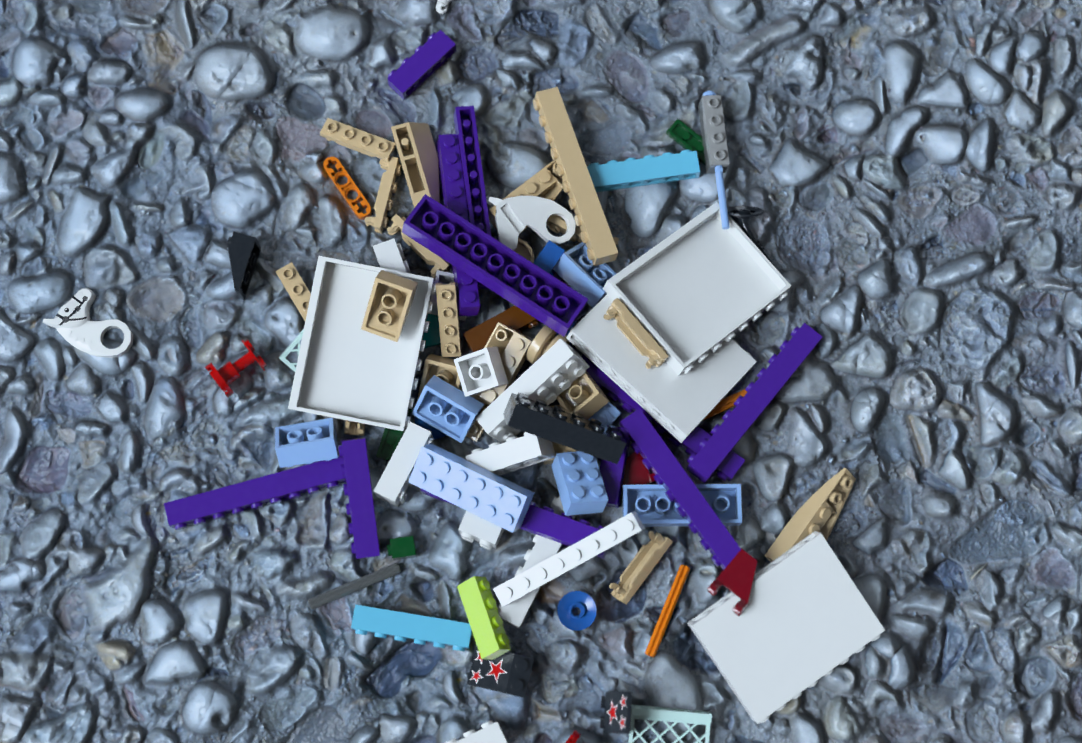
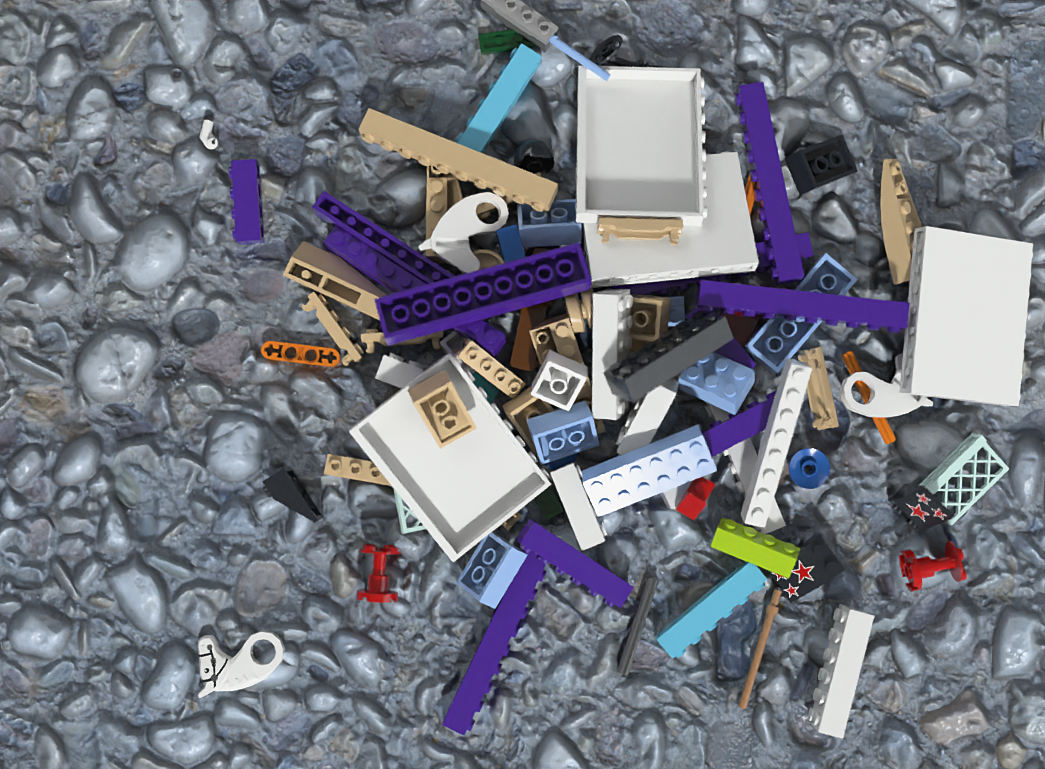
camera: 50 degrees left, 10 degrees up
(357, 139) = (268, 311): tan piece -> none
(402, 548) = (641, 563): dark green brick -> none
(449, 674) = (771, 610): none -> medium nougat bar
(481, 537) = (695, 497): none -> red slope
(625, 226) = (534, 156): none -> black cylinder
(674, 620) = (884, 397): none -> white animal
(738, 579) = (906, 323): dark red flag -> none
(803, 429) = (820, 164): none -> black slope

